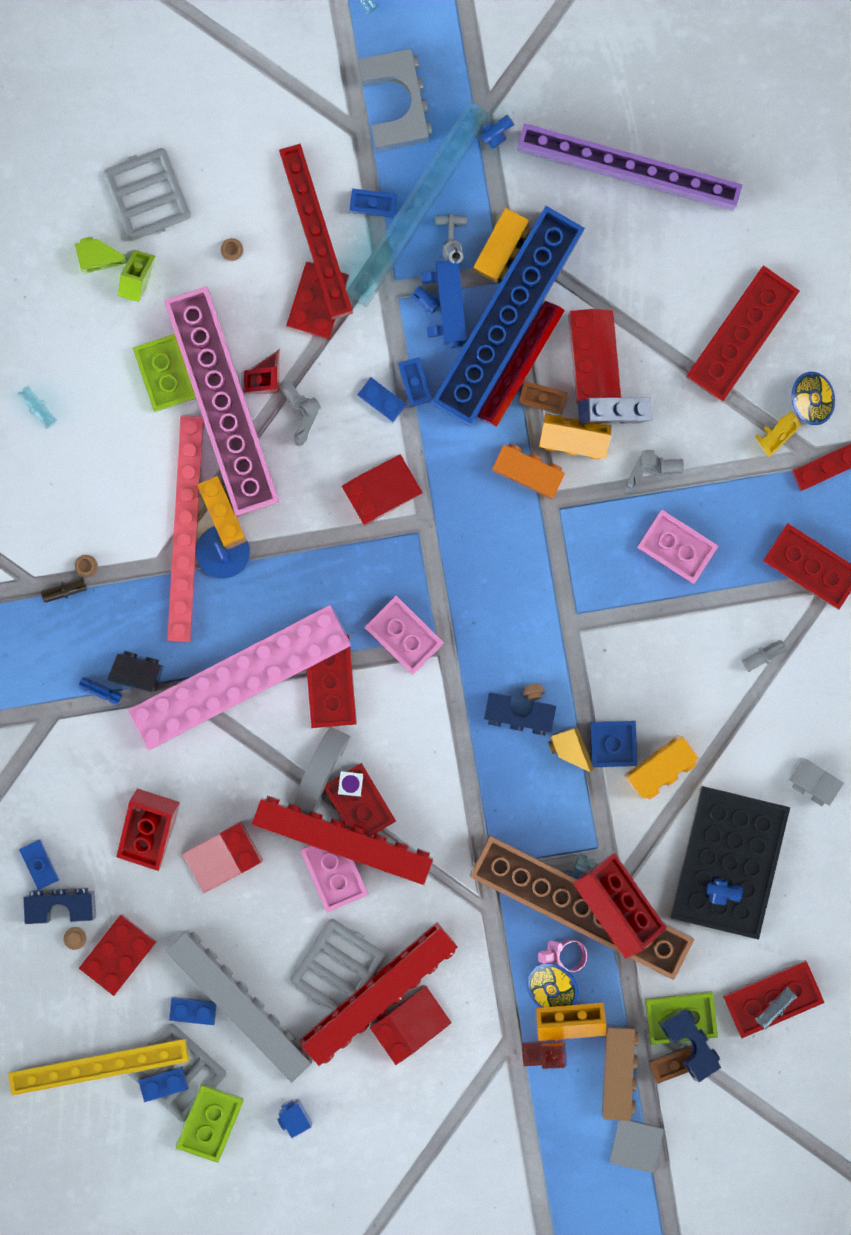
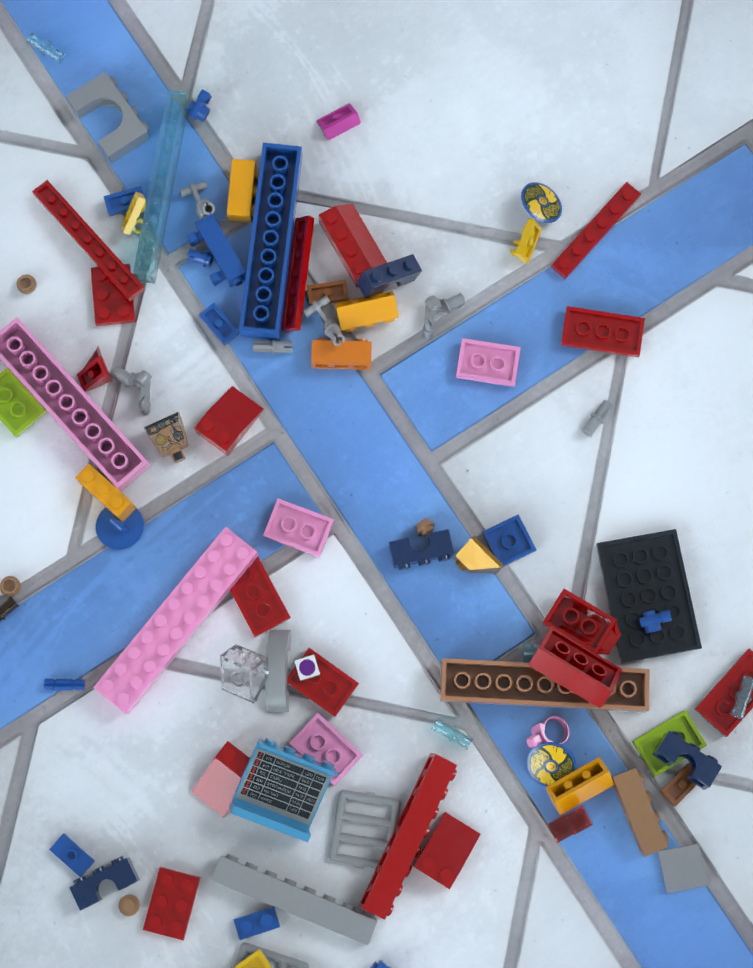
camera: 25 degrees left, 10 degrees down
(136, 672) = (88, 655): black slope -> none
(147, 829) = (152, 783): red slope -> none
(185, 529) = (81, 522): coral plate -> none
(272, 895) = (282, 789): none -> panel
(284, 760) = (243, 672): none -> clear slope
(312, 481) = (169, 436): none -> torso
(343, 841) = (320, 717): red brick -> none
(373, 225) = (132, 216): none -> yellow plate
(381, 399) = (198, 349): blue plate -> none
(460, 431) = (272, 346): none -> light grey axle
(467, 913) = (452, 733): none -> clear light blue pin
(529, 437) = (330, 327): none -> light grey pin
(629, 167) = (316, 89): medium lavender brick -> none
(638, 211) = (339, 121): none -> dark pink slope
(649, 862) = (583, 623): none -> red slope
(662, 768) = (557, 541): light orange brick -> none
(742, 333) = (462, 178): red plate -> none
(816, 781) = (687, 499): light grey brick -> none

